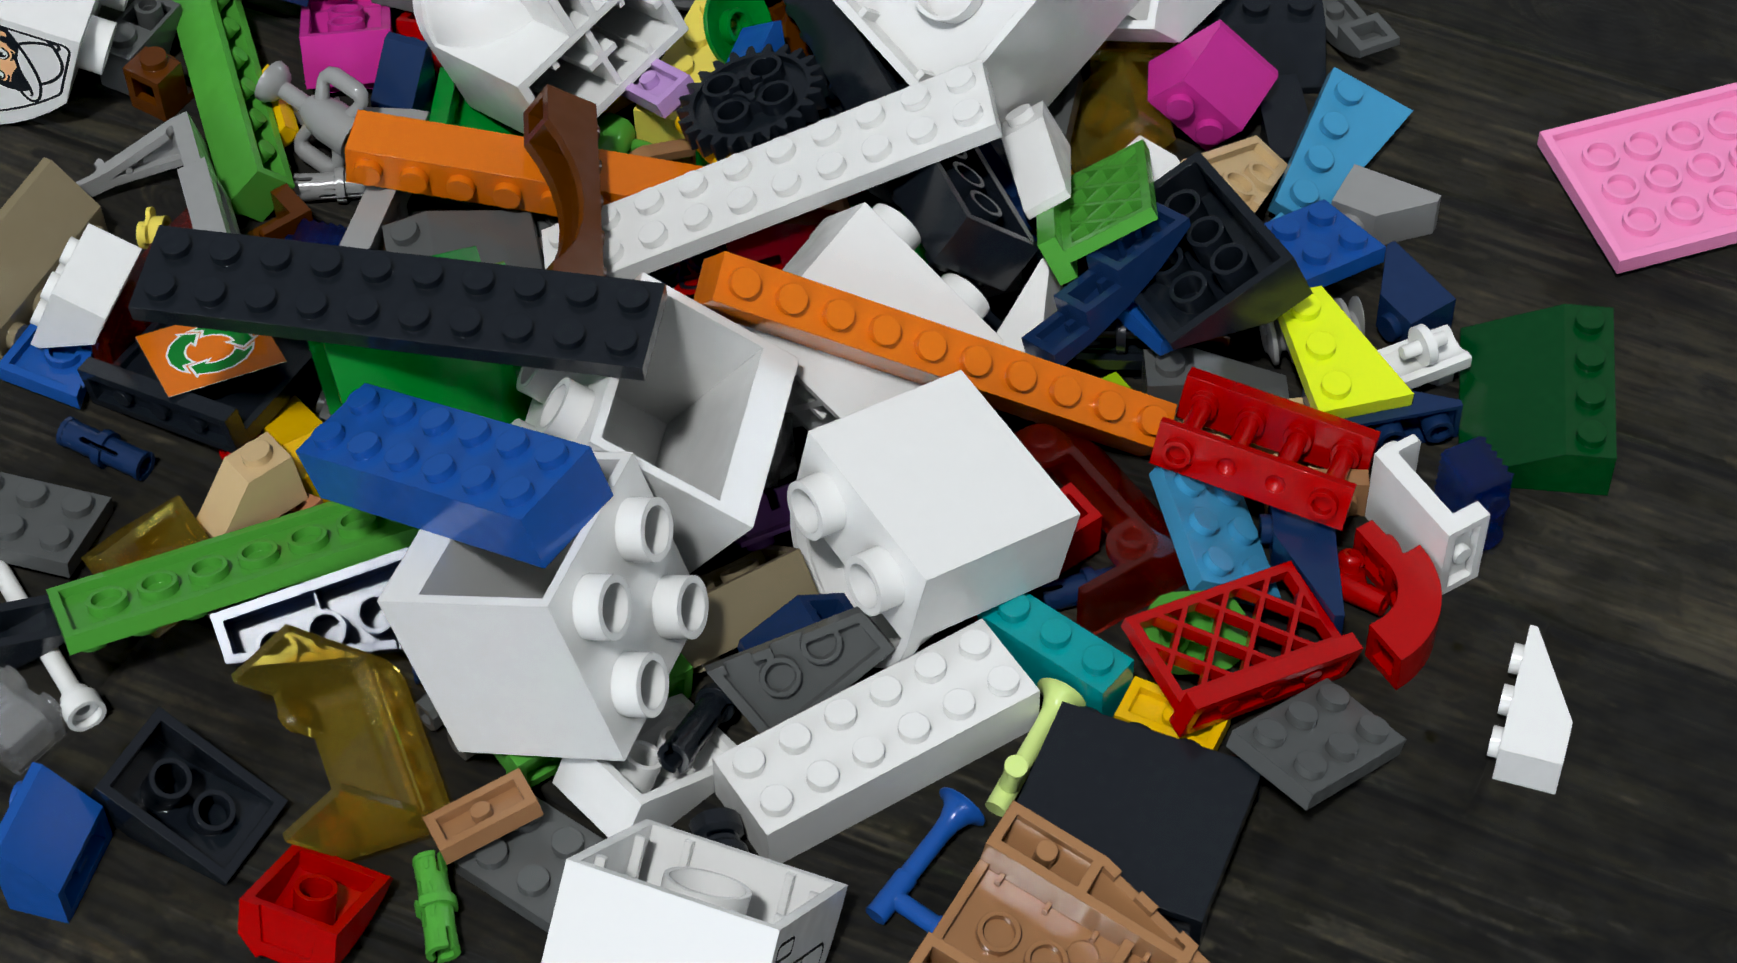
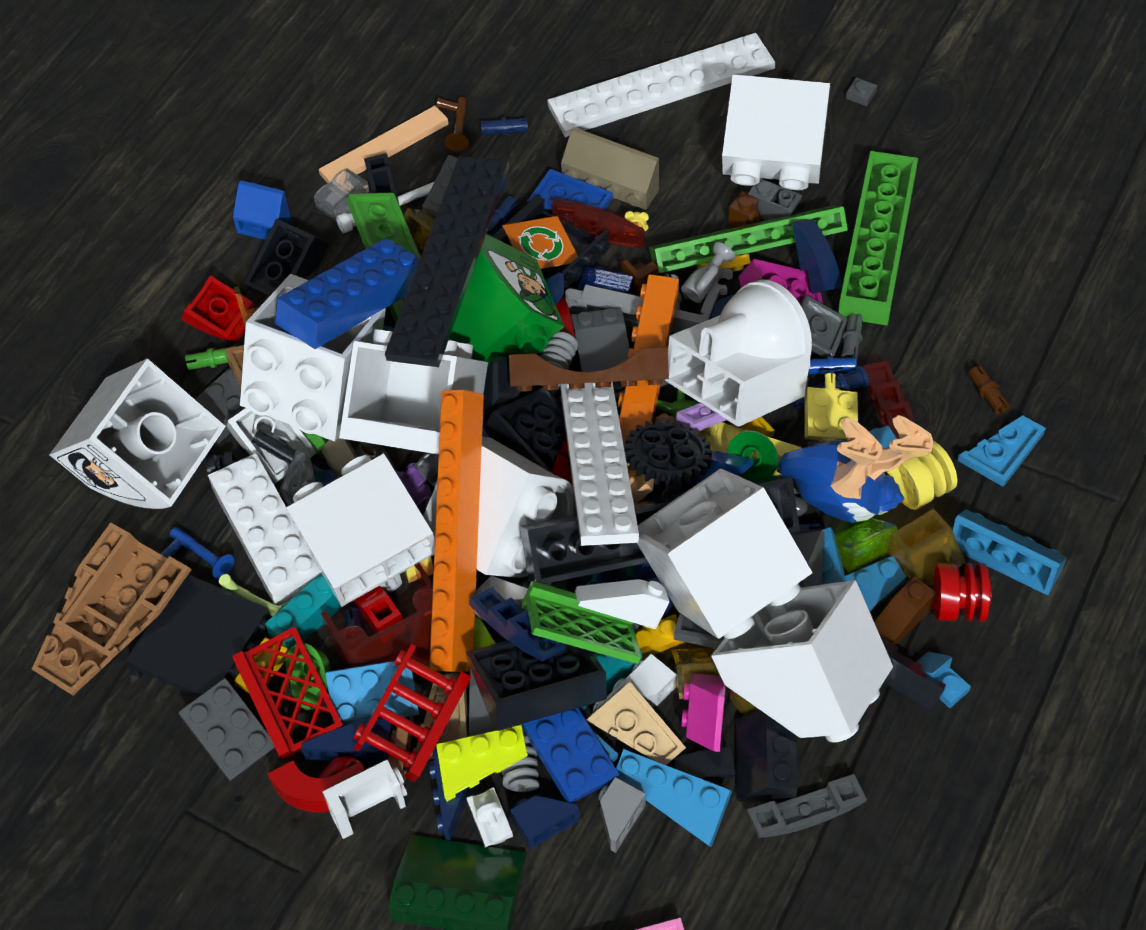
camera: 95 degrees right, 5 degrees up
(83, 289) = (576, 186): white slope -> none
(166, 148) = (635, 229): light grey hinge -> none
(1475, 474) = (373, 826): clear blue brick -> none
(1537, 722) = (224, 845): white slope -> none

